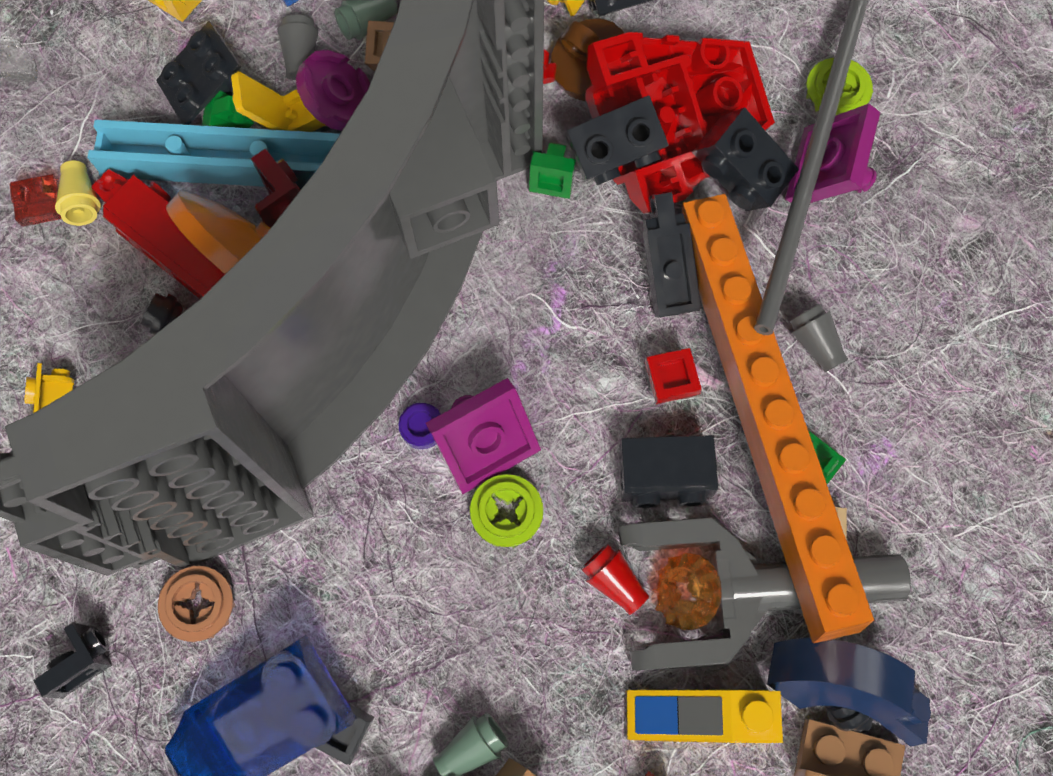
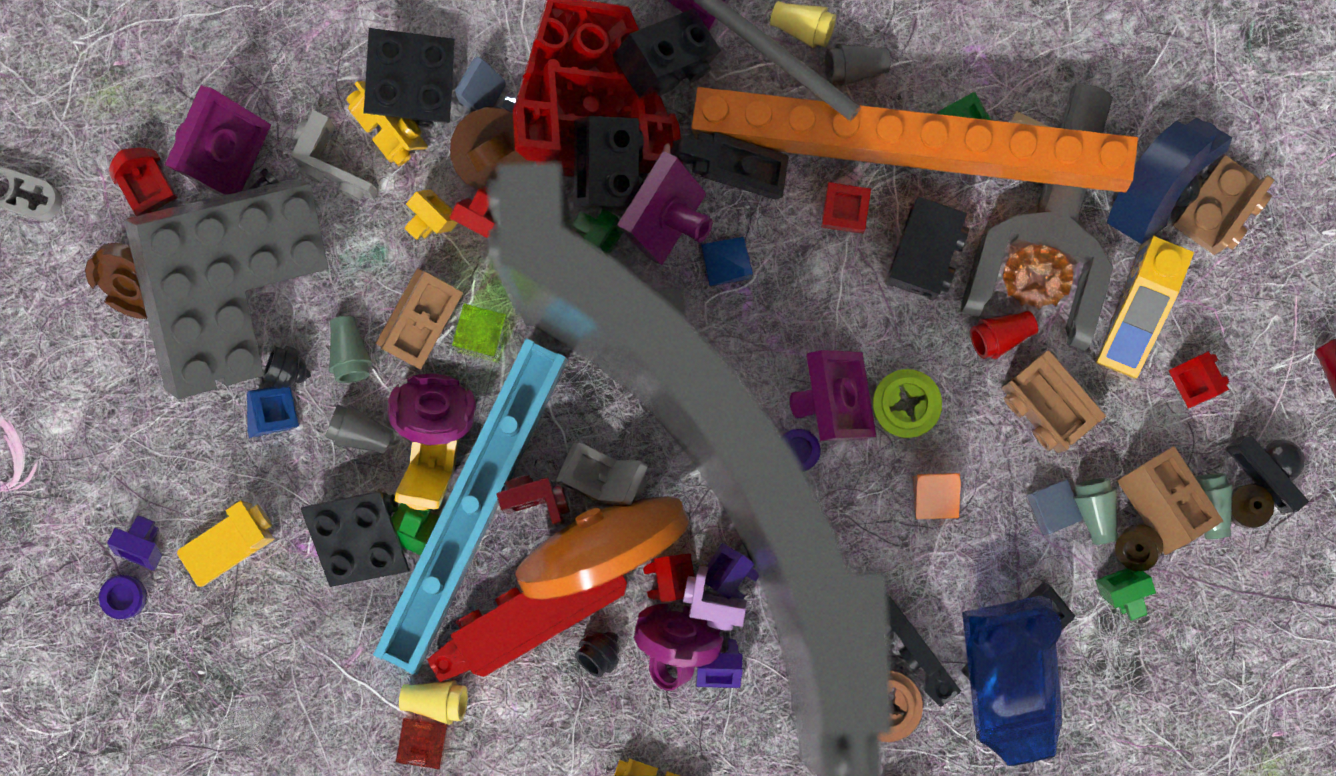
camera: 75 degrees left, 10 degrees up
(261, 608) = (918, 655): none -> black hinge
(424, 575) = (936, 496): none -> orange slope
(457, 701) = (1054, 507): none -> sand blue slope
(563, 654) = (1052, 403): none -> medium nougat hinge
(577, 295) = (727, 261): none -> blue slope
(597, 208) = (665, 210): none -> magenta tile
(644, 19) = (479, 86): none -> sand blue slope
(835, 278) = (804, 22): none -> light yellow cone

